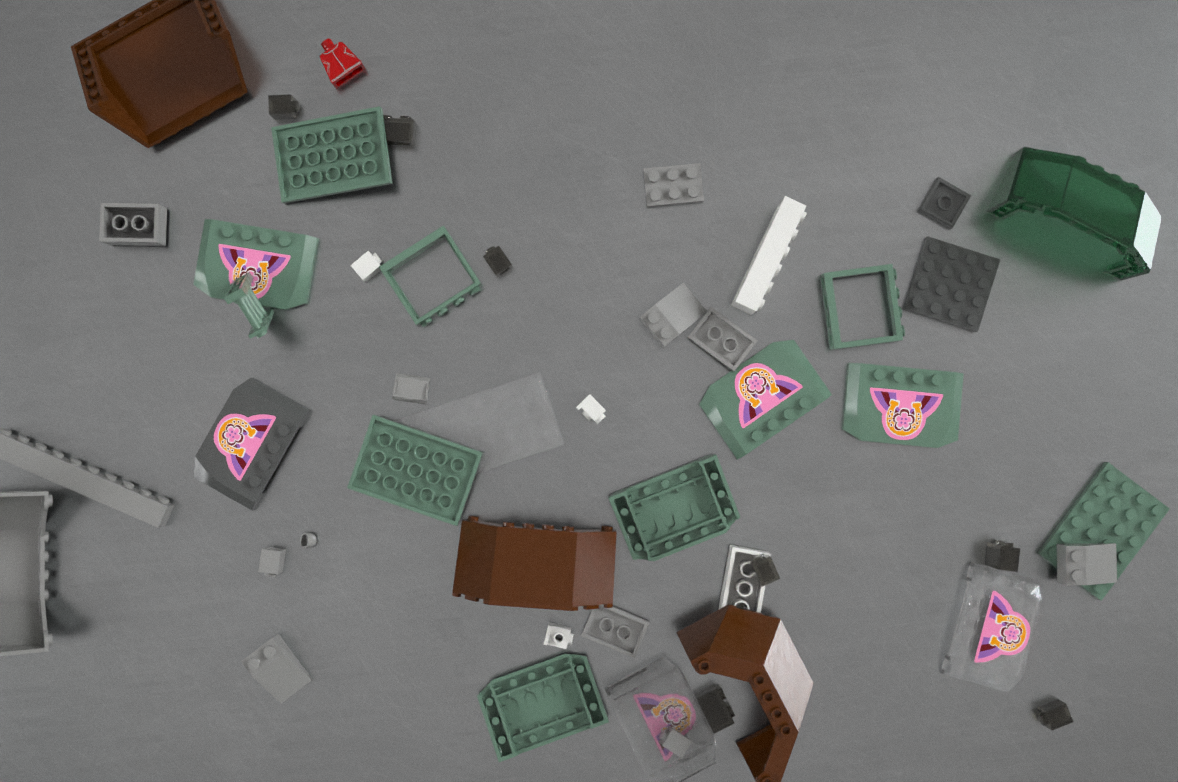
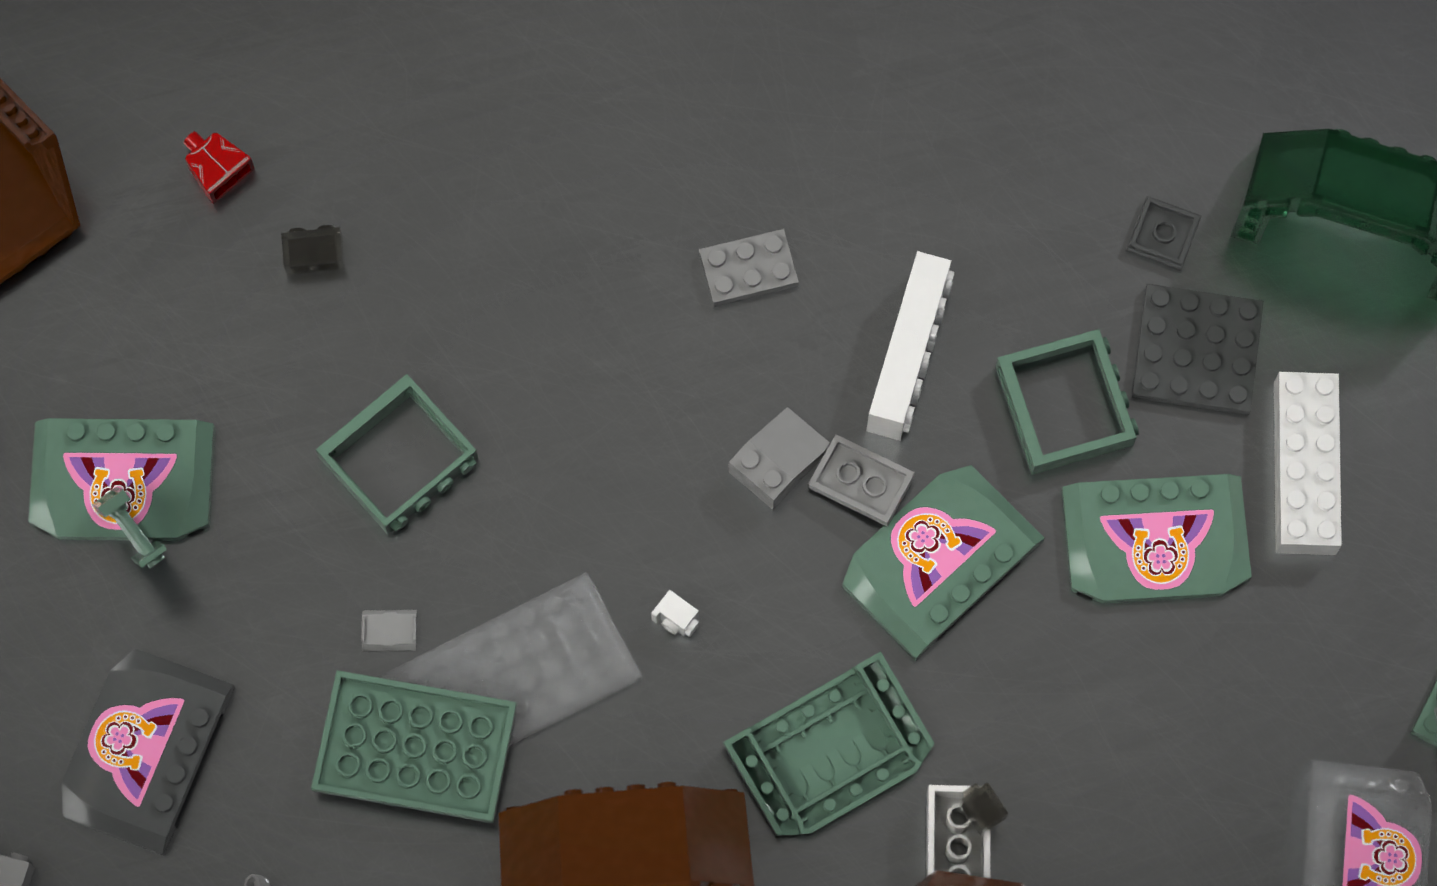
camera: 10 degrees left, 15 degrees down
(283, 106) = (137, 239): clear smoke brick -> none
(332, 155) = (221, 298): sand green plate -> none
(367, 266) = (297, 453): white brick -> none
(497, 260) = (497, 416): clear smoke brick -> none
(1002, 556) = (1351, 737): clear smoke brick -> none
(1008, 371) = (1307, 463): none -> white brick

